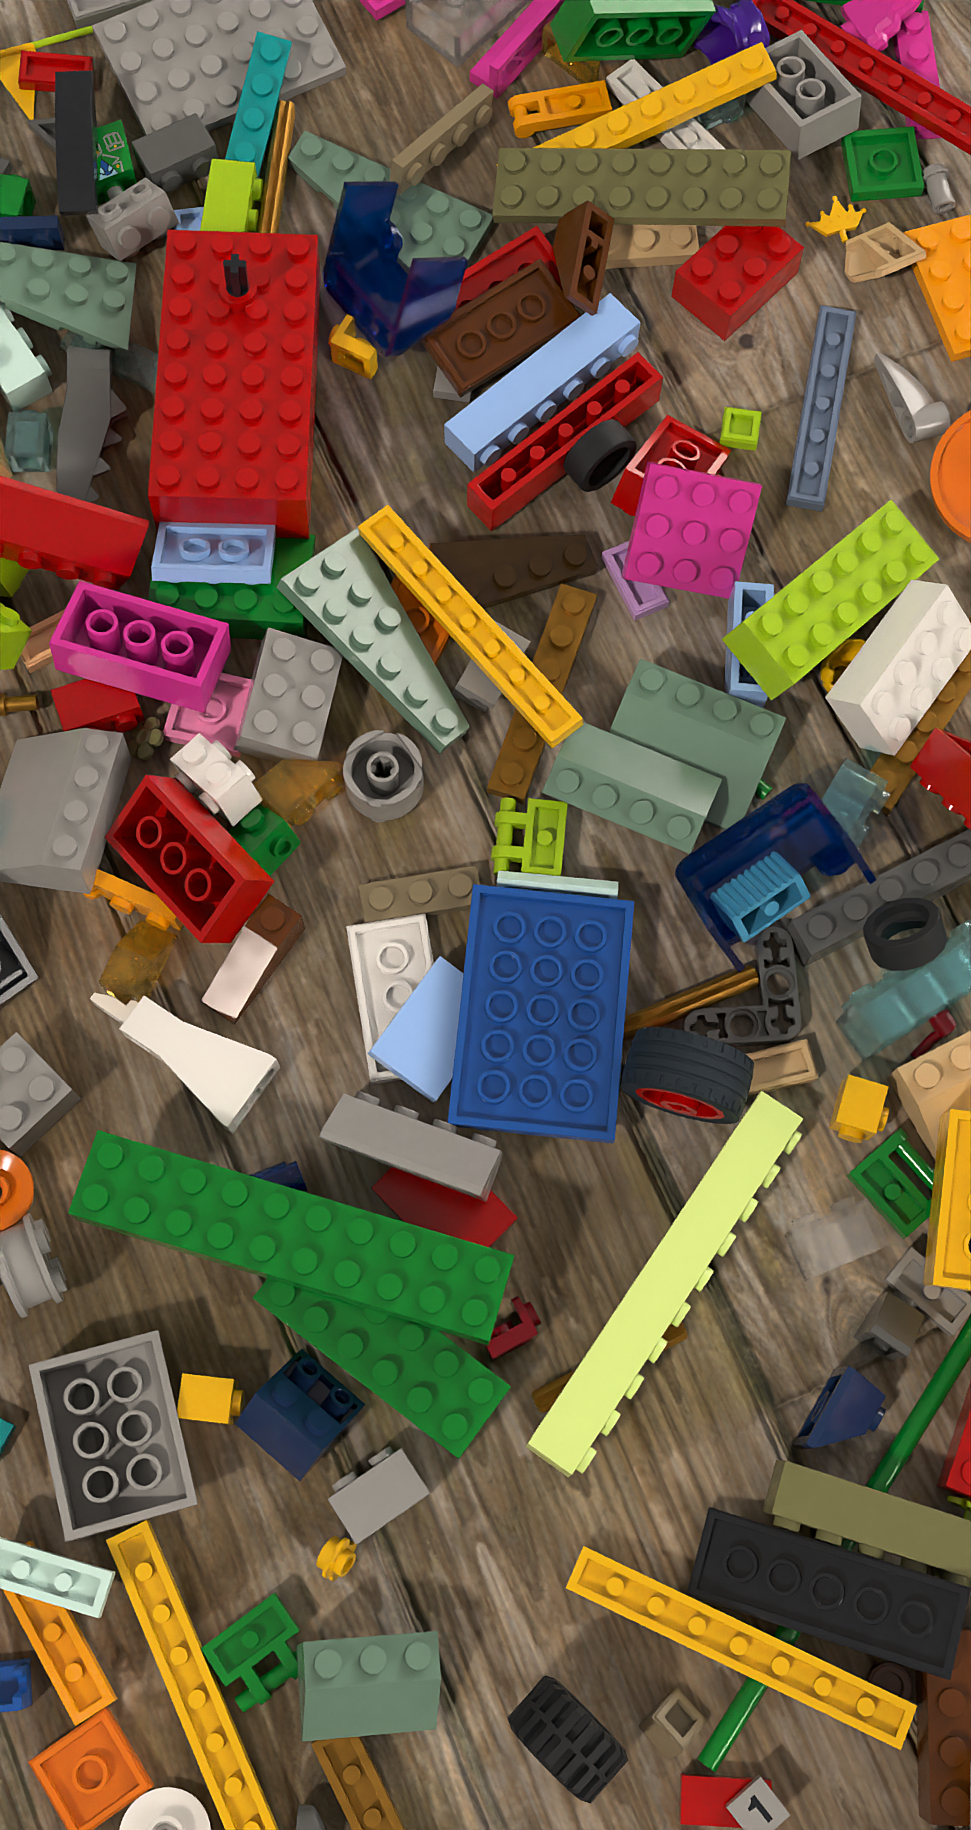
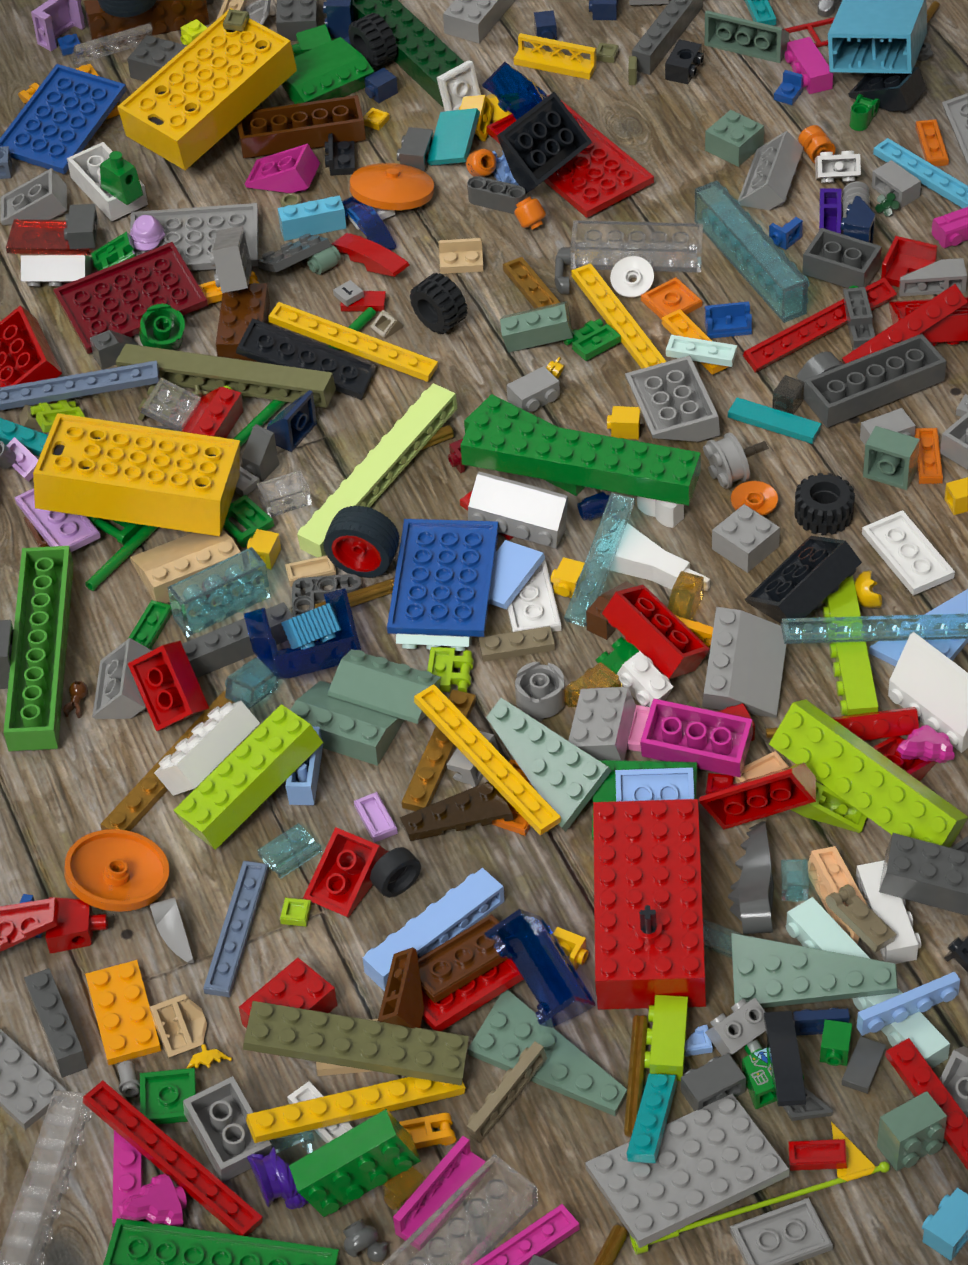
camera: 175 degrees left, 25 degrees down
(270, 1038) = (599, 557): none -> clear light blue plate
(299, 1414) = (577, 413): dark blue slope -> none
(329, 1019) = (566, 577): none -> yellow brick
(541, 456) = (418, 883): red brick -> none
(690, 530) = (337, 816): dark pink plate -> none
(772, 525) = (289, 850): none -> clear light blue plate
(909, 951) = (210, 599): black tyre -> none

